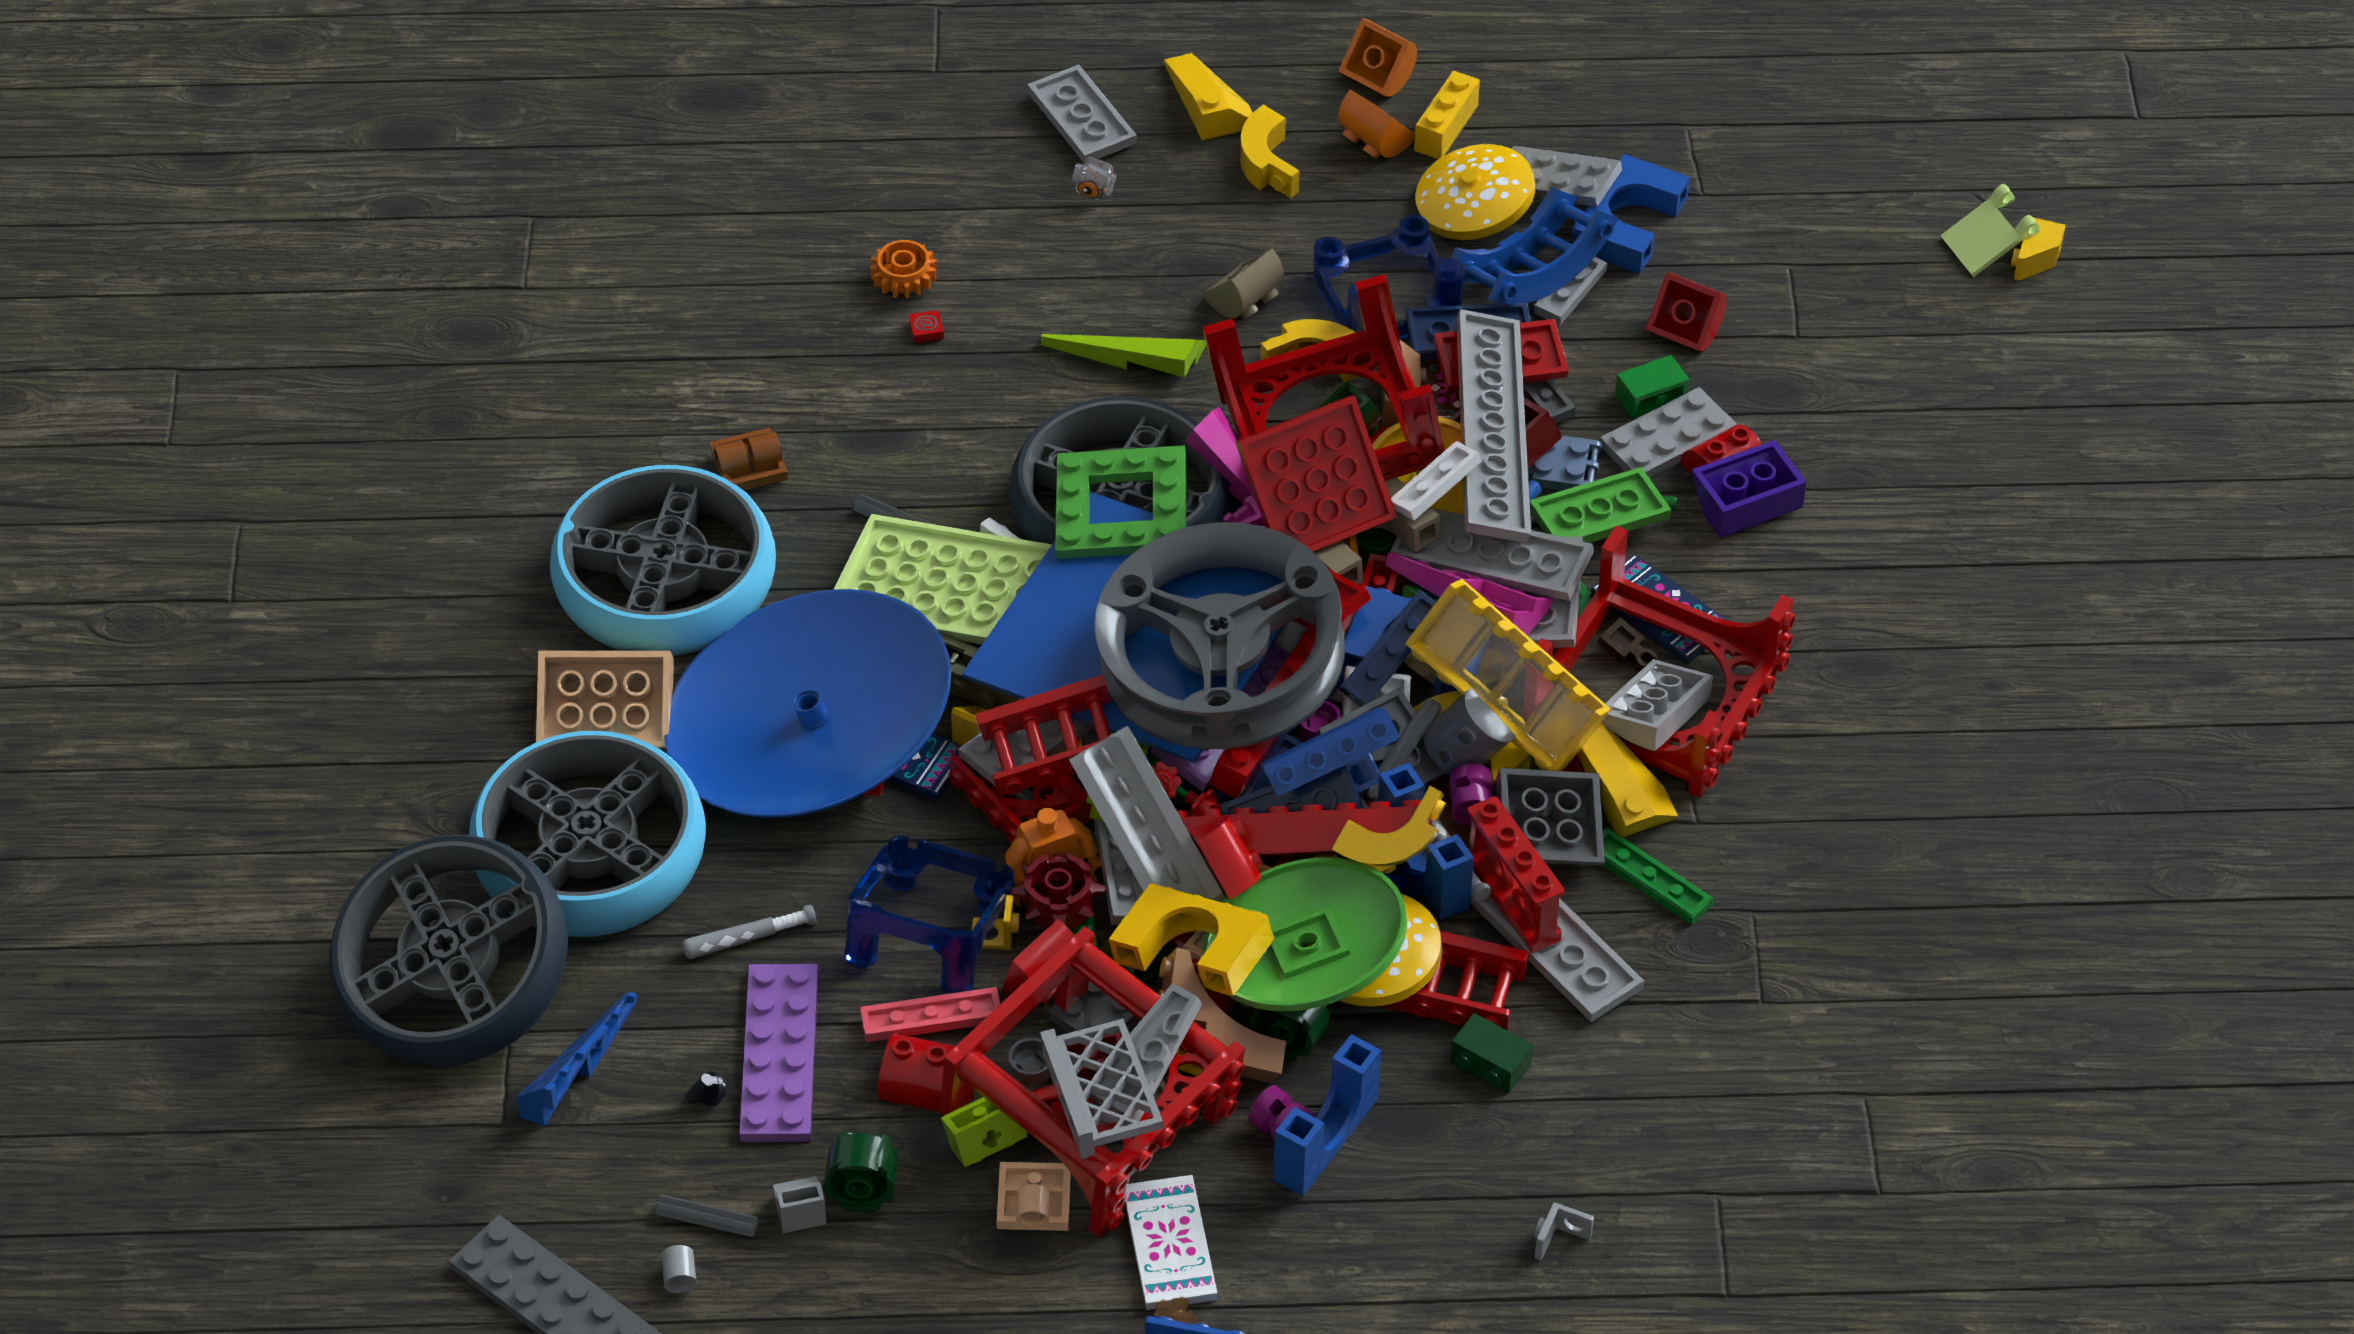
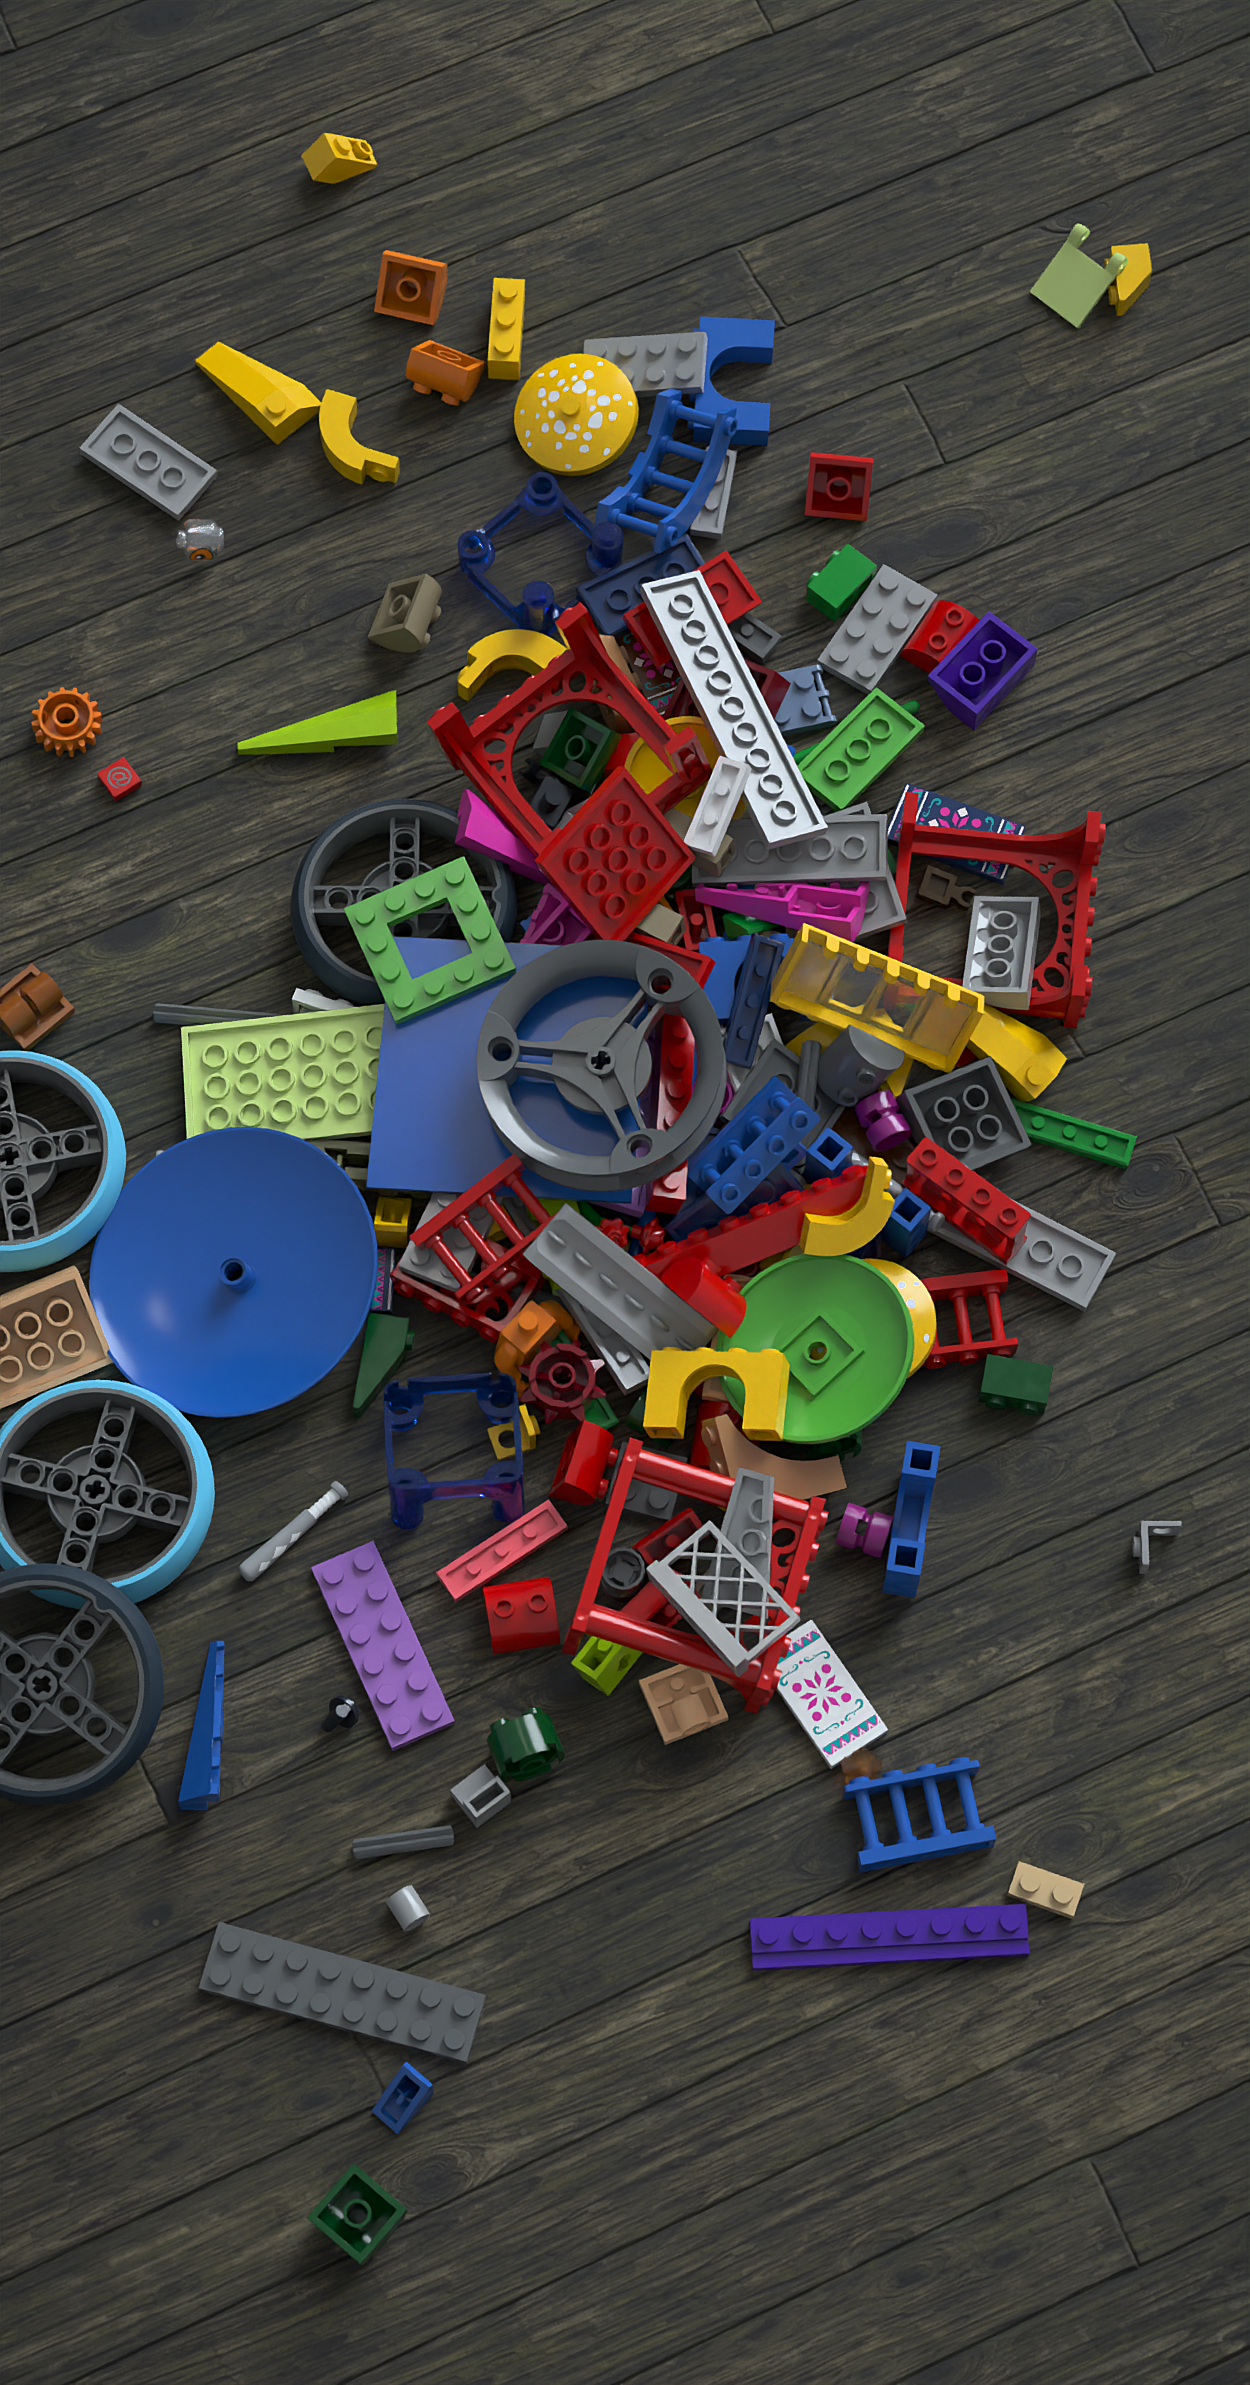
camera: 25 degrees left, 20 degrees up
(913, 814) = (382, 1355): none -> dark green slope

